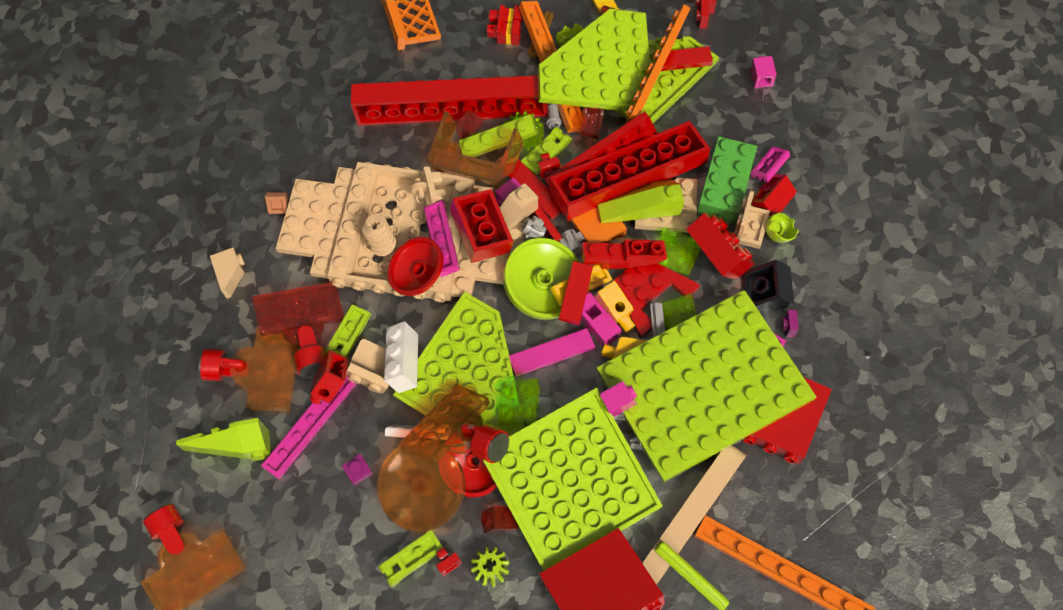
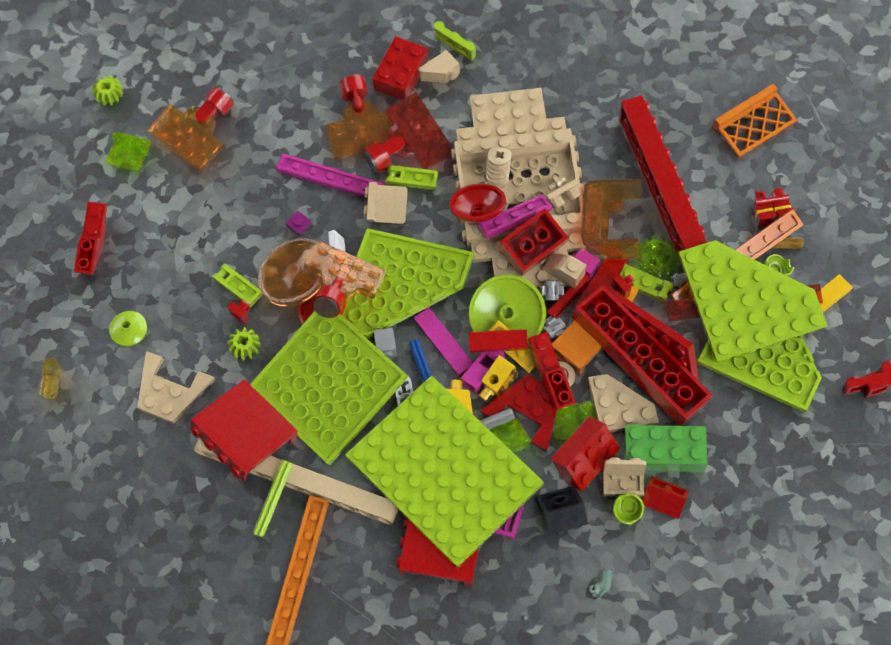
camera: 75 degrees right, 0 degrees up
(199, 248) = (454, 41): none -> lime plate
(209, 310) = (399, 68): none -> red brick
(242, 440) = (296, 129): lime wedge -> none
(276, 203) = (516, 81): nougat tile -> none
(327, 384) = (357, 172): red torso -> none
(401, 357) = (398, 221): white brick -> none
(468, 124) = (645, 207): clear red bracket -> none
(497, 136) = (634, 228): lime plate -> none
(498, 519) = (282, 336): clear red bracket -> none
(518, 402) = (382, 321): clear neon green hinge -> none
(571, 380) = (420, 359): none -> blue axle
(619, 398) = (402, 396): dark pink brick -> none
(646, 202) = (612, 379): lime wedge -> none
(654, 68) = (772, 349): orange plate -> none
(688, 58) = (789, 375): red tile -> none
(763, 71) = (806, 456): dark pink brick -> none
(773, 165) = (699, 486): dark pink tile -> none
(790, 323) = (530, 536): magenta plate -> none
(852, 274) = (603, 586): none -> sand green arm

